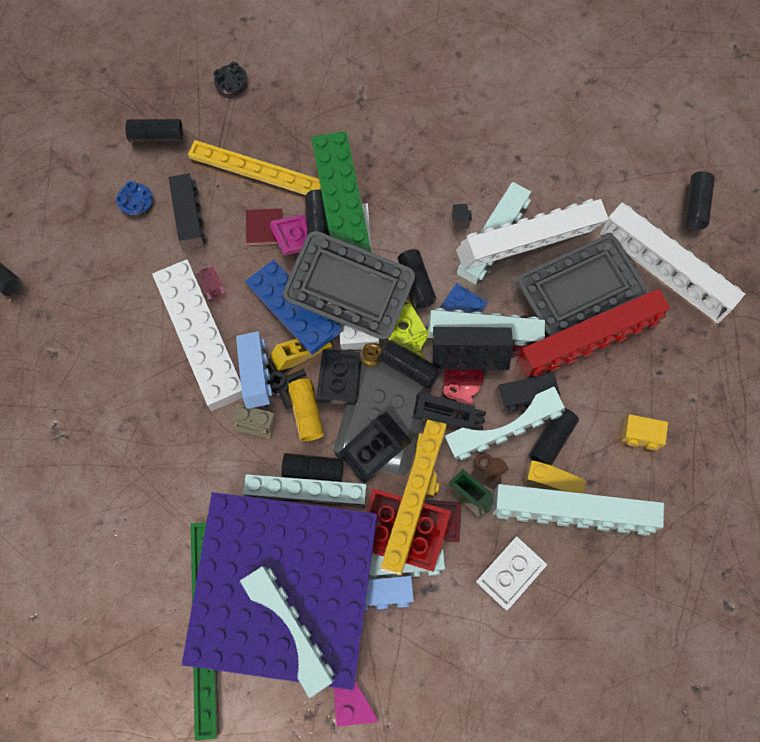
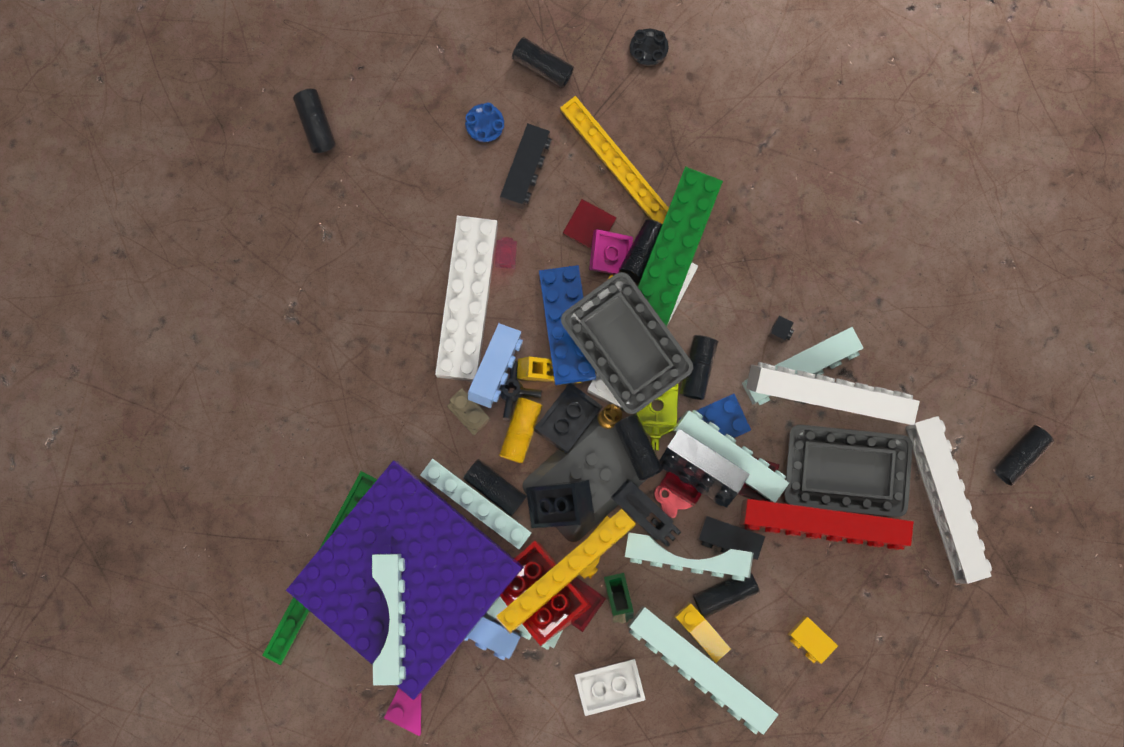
camera: 30 degrees right, 10 degrees up
(491, 473) = (648, 590): reddish brown plate -> none

